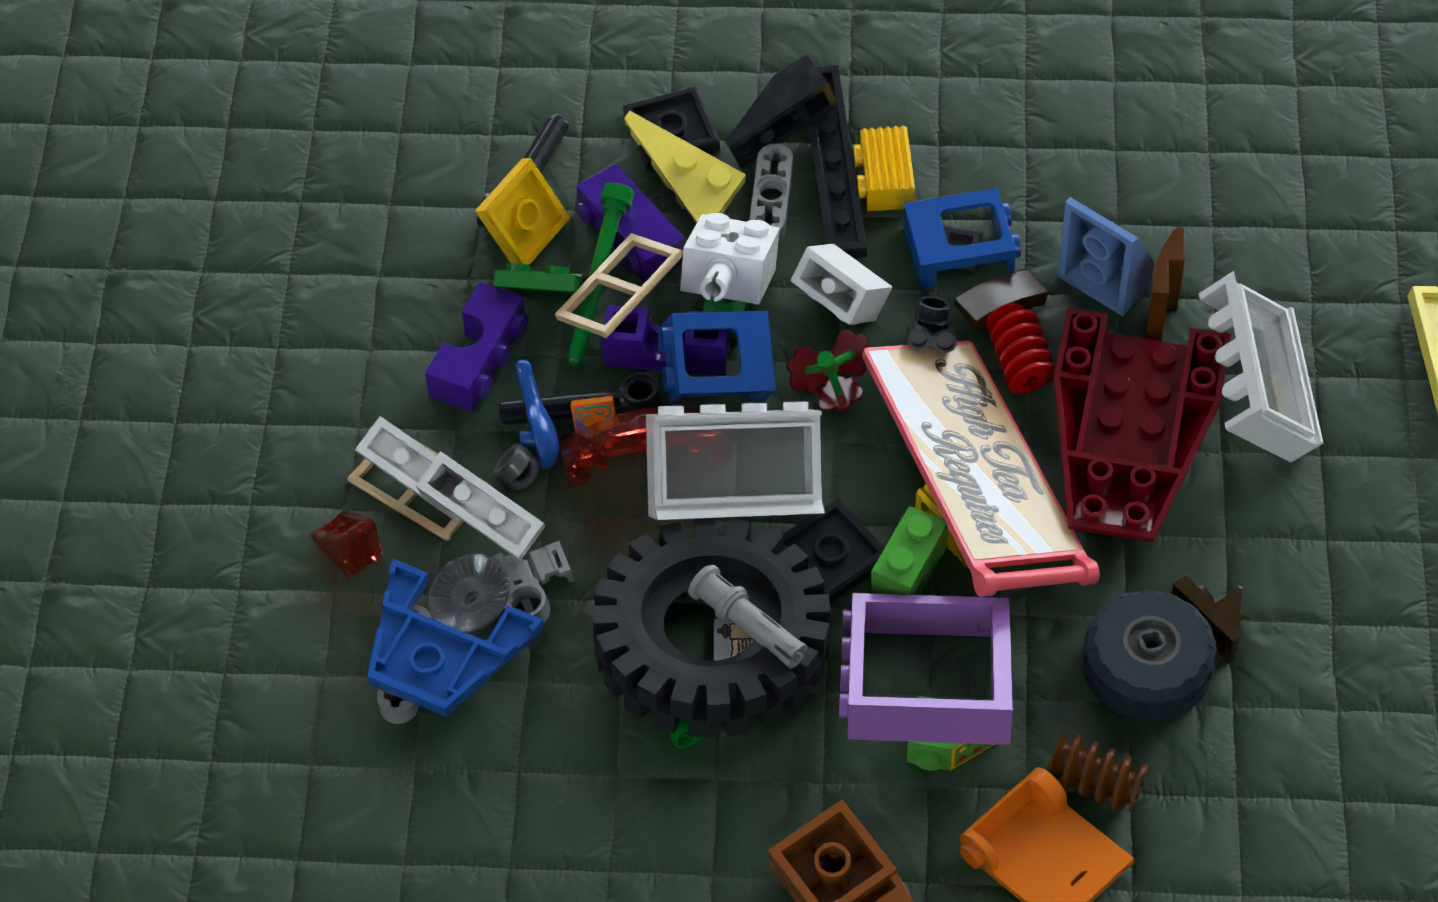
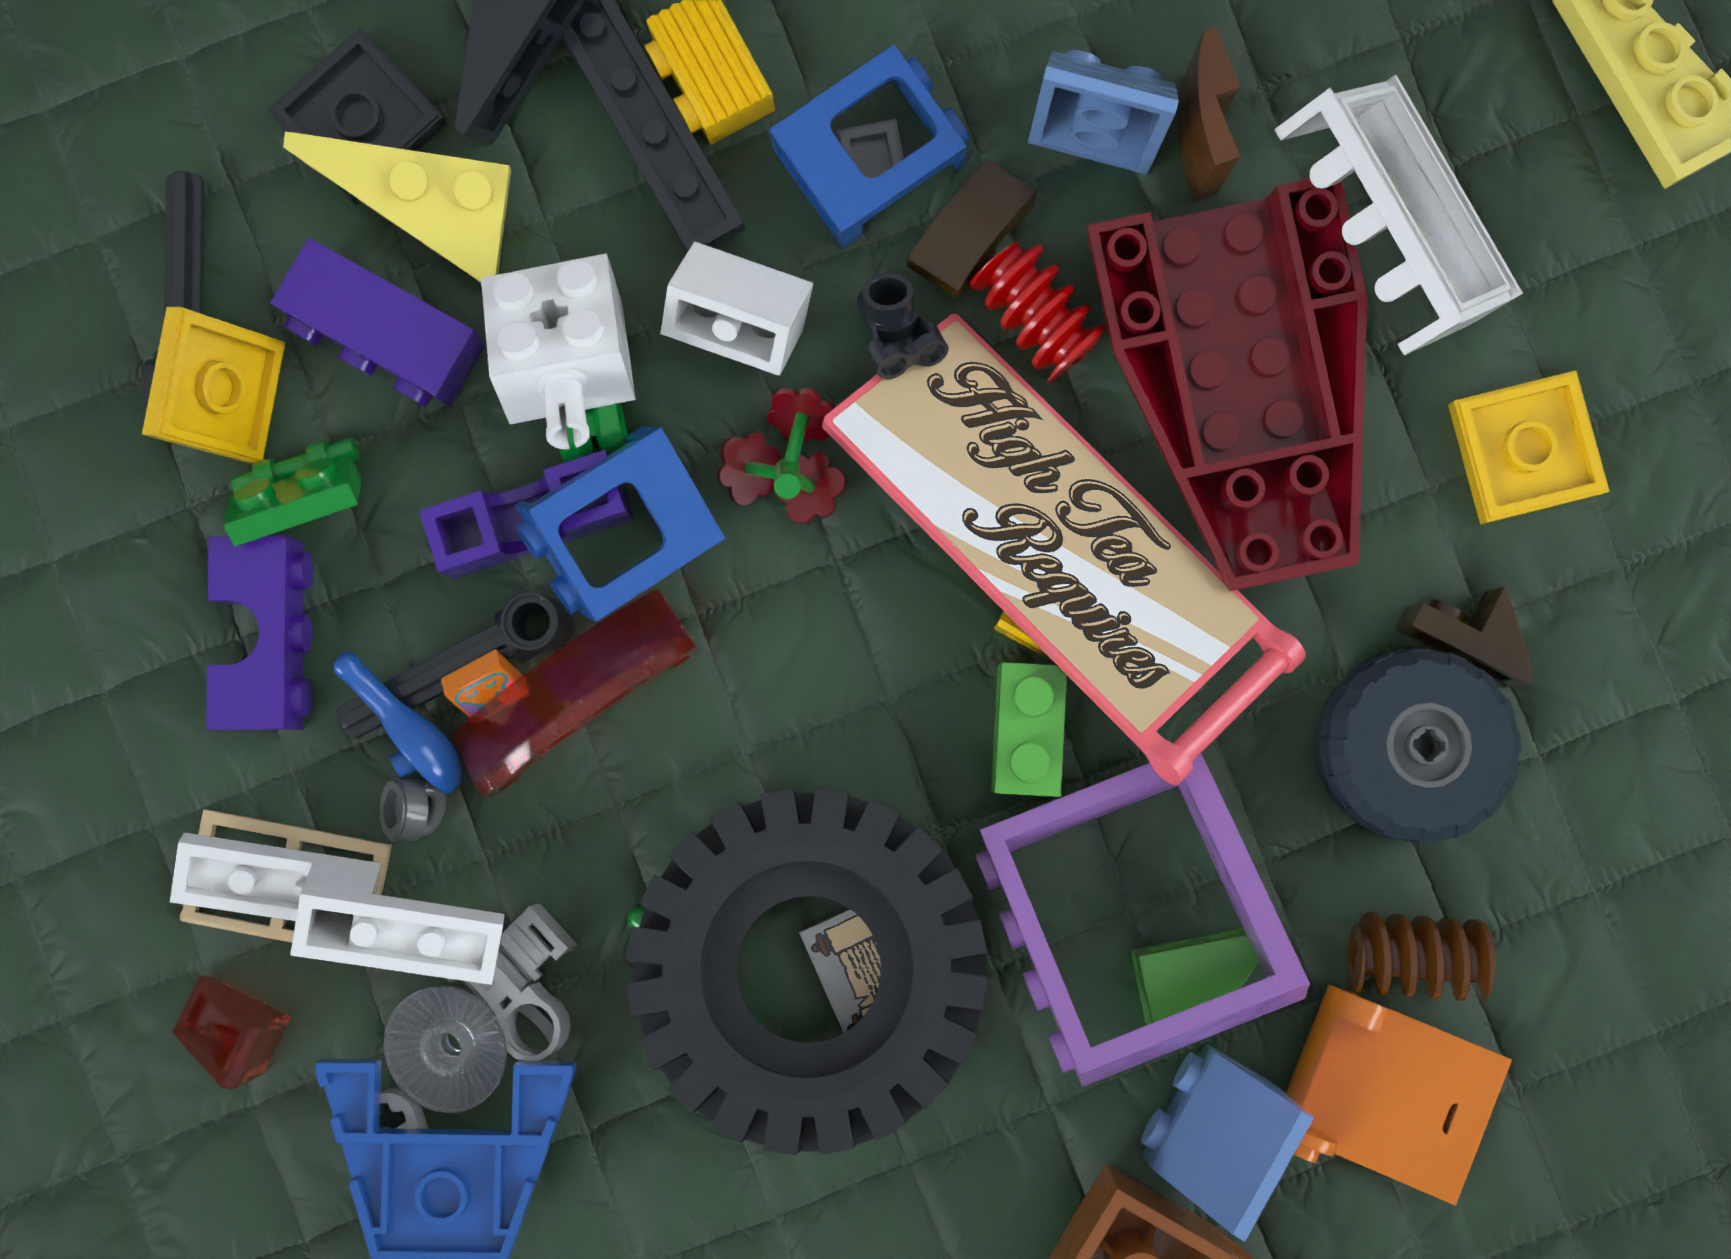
camera: 20 degrees left, 30 degrees up
(601, 277) = (381, 457): tan window -> none
(616, 201) = (346, 322): green piece -> none
(734, 461) = (729, 709): window -> none
(734, 605) = (840, 966): light grey pin -> none
(765, 180) = (529, 140): light grey beam -> none
(837, 547) = (908, 748): black tile -> none
(926, 813) = (1224, 1138): none -> medium blue slope
(1297, 536) = (1528, 447): none -> yellow tile

